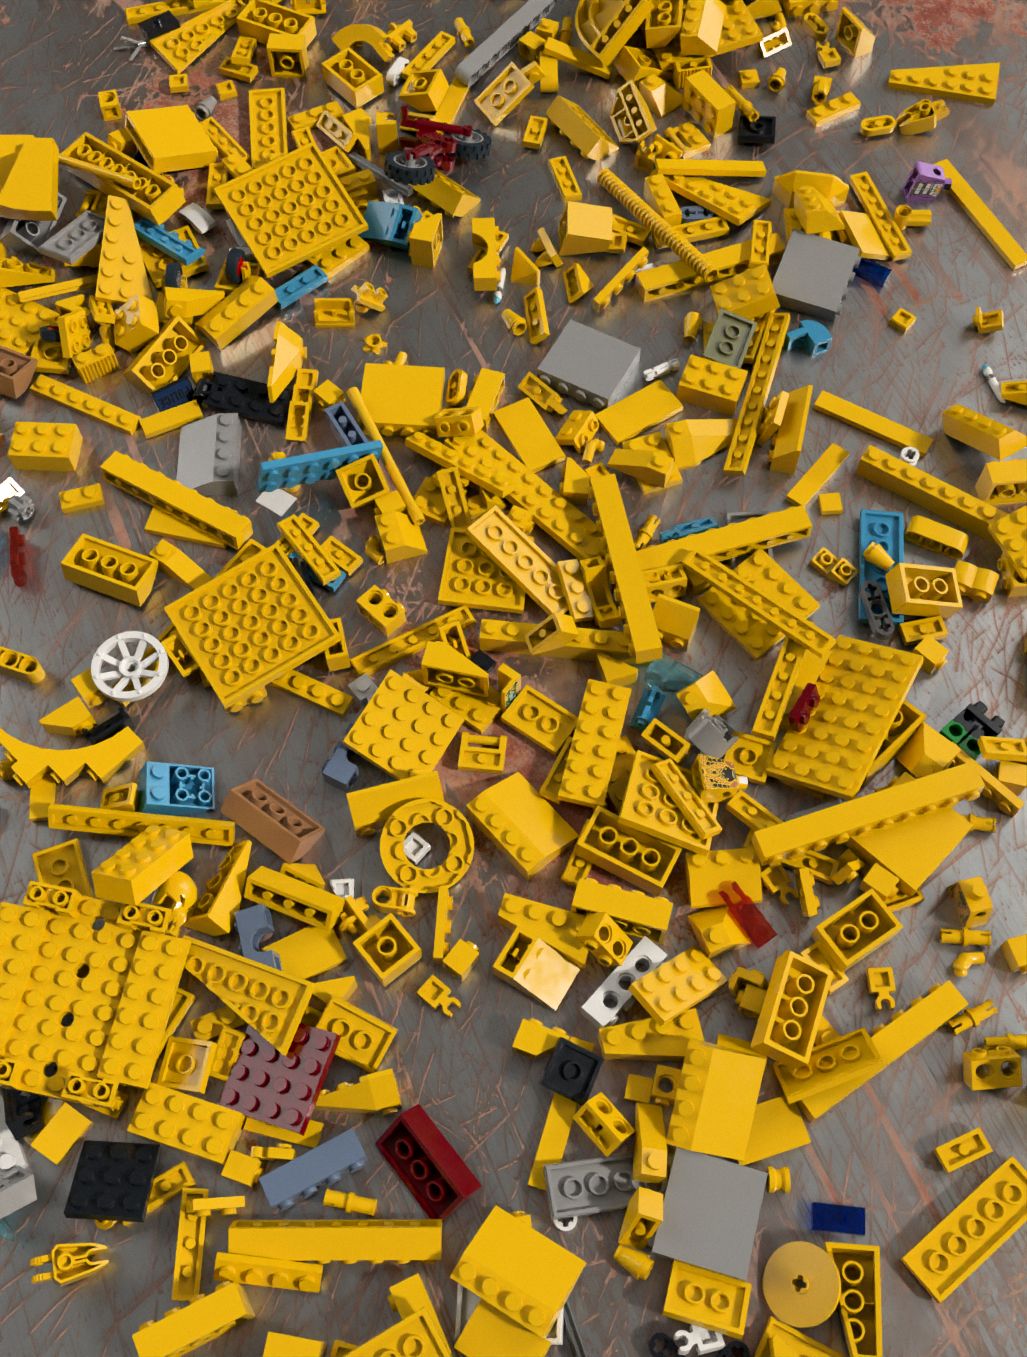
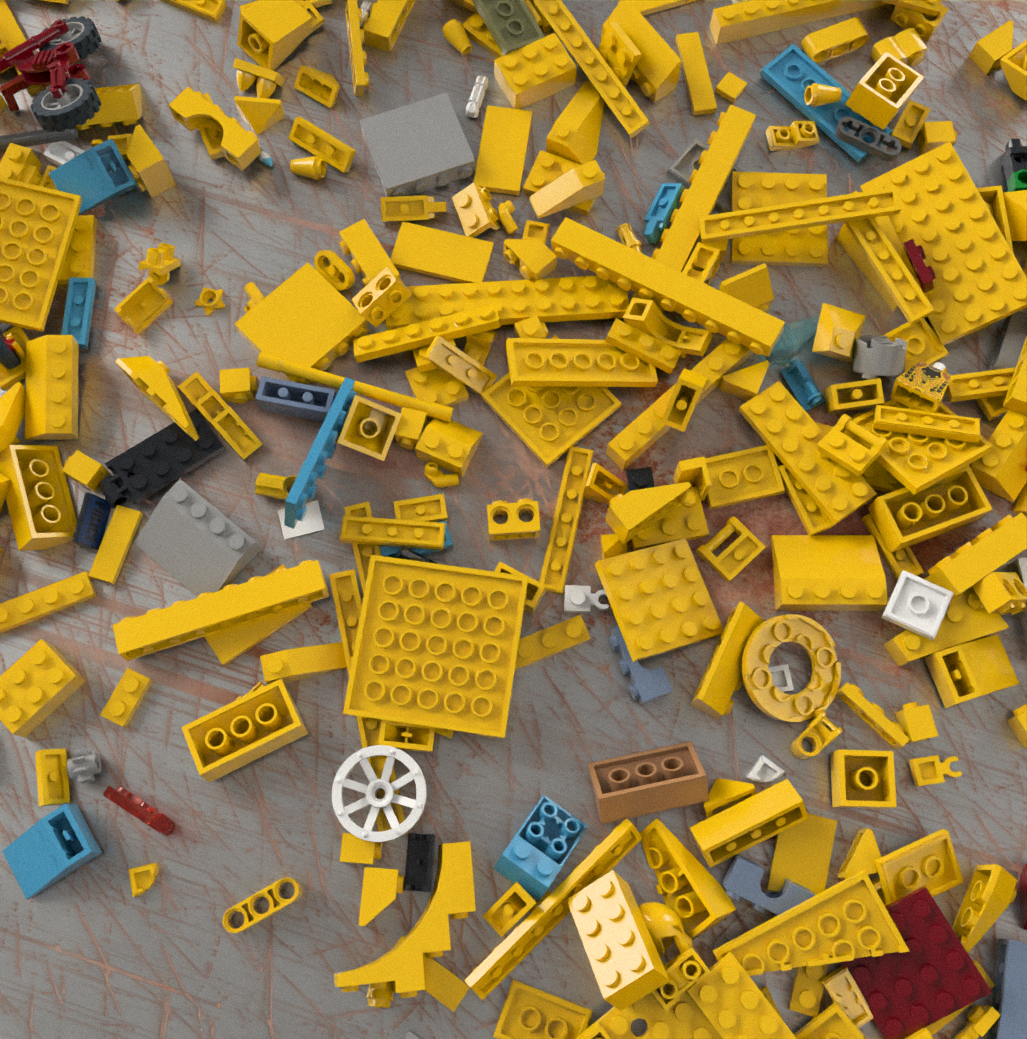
camera: 50 degrees left, 10 degrees up
(354, 917) = (810, 785): yellow hips -> none
(542, 888) = (917, 605): none -> white tile
(612, 760) = (849, 452): none -> yellow plate

